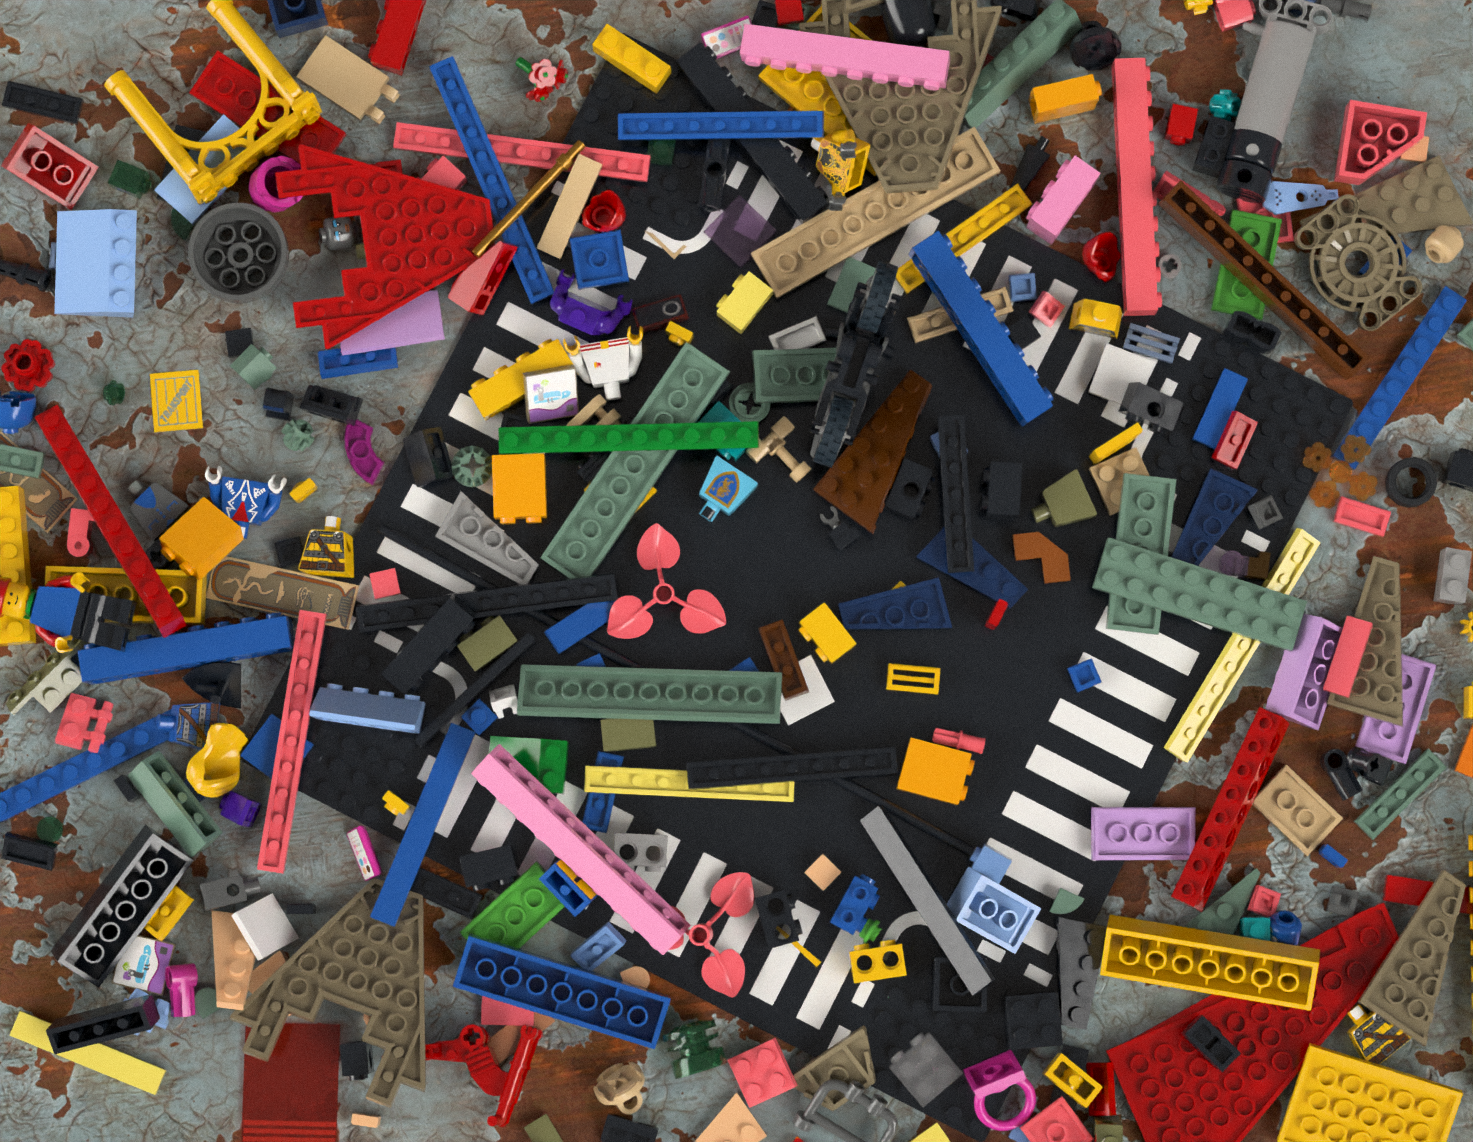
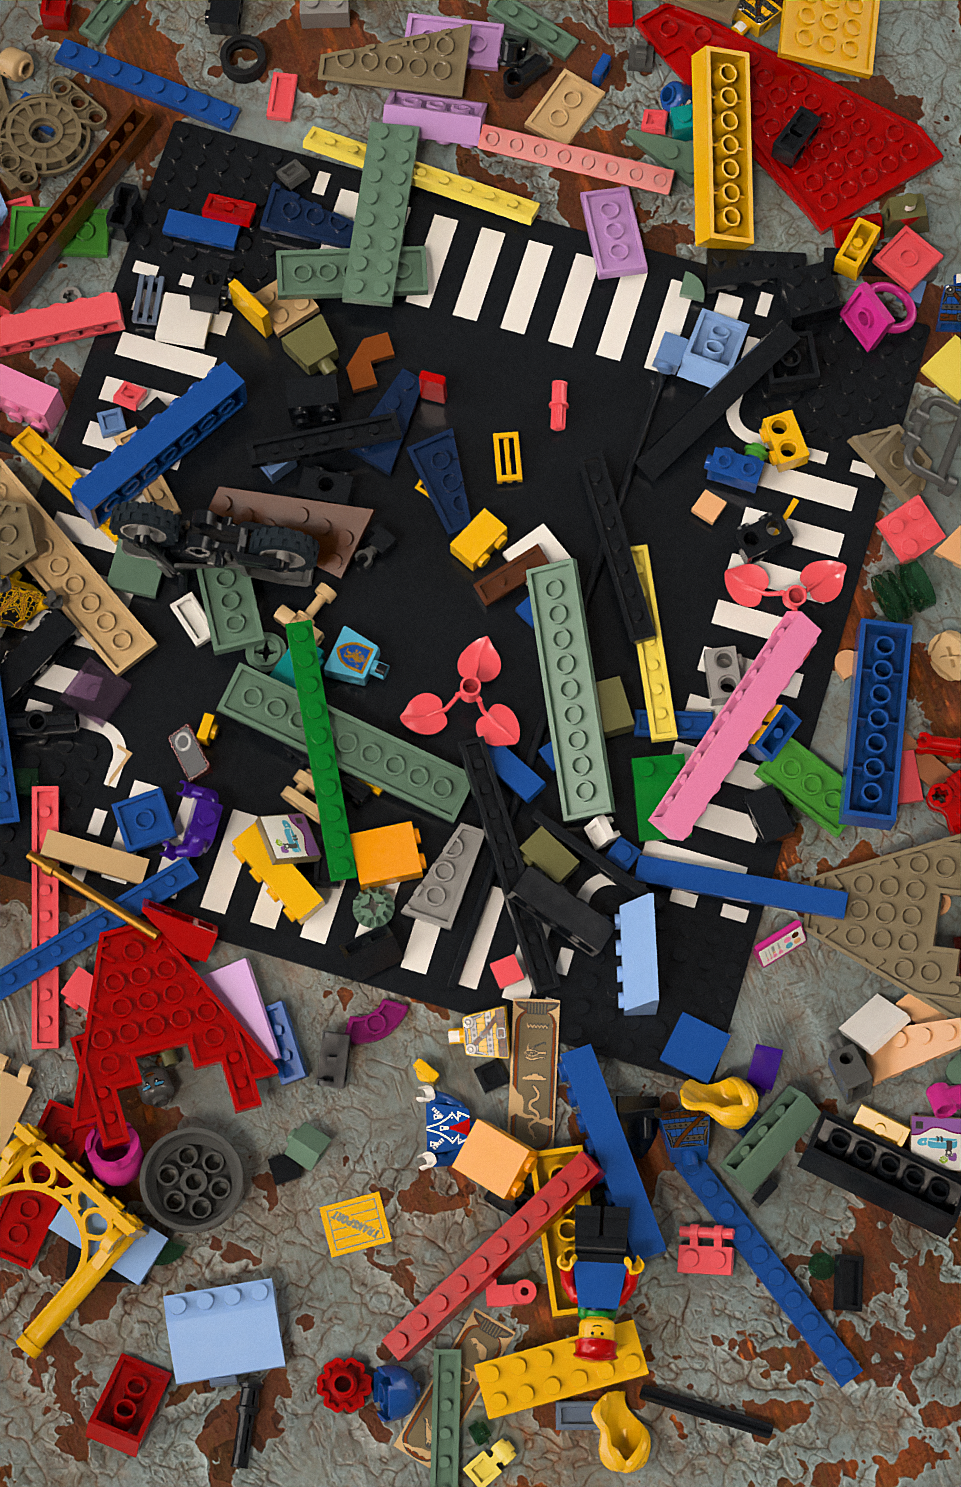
camera: 95 degrees left, 10 degrees down
(42, 102) = (61, 1427): black tile -> none
(51, 682) = (673, 1297): bracket -> none
(114, 393) = (358, 1288): clear green plate -> none
(129, 179) = (131, 1314): clear green brick -> none
(155, 507) = (471, 1219): dark grey torso -> none
(278, 404) = (342, 1113): black leg -> none
(291, 741) = (684, 1030): coral plate -> none
(297, 435) = (370, 1088): sand green gear -> none
(307, 908) = (848, 994): black tile -> none
(395, 804) = (726, 918): yellow plate -> none
(446, 893) = (803, 854): black tile -> none
(598, 947) = (825, 700): medium blue plate -> none
(604, 212) = (95, 821): red hair -> none
(607, 362) = (246, 790): white torso -> none
(744, 301) = (166, 673): light yellow brick -> none
(924, 1068) = (874, 384): clear plate -> none
(935, 771) = (592, 420): light orange brick -> none
(1084, 675) = (475, 307): blue tile -> none
(1096, 318) = (133, 343): yellow torso -> none
(1102, 255) = (69, 357): red hair -> none
(1235, 564) = (346, 188): leg -> none
(1340, 471) = (243, 118): clear orange plant -> none
(1347, 656) = (415, 83): coral tile -> none

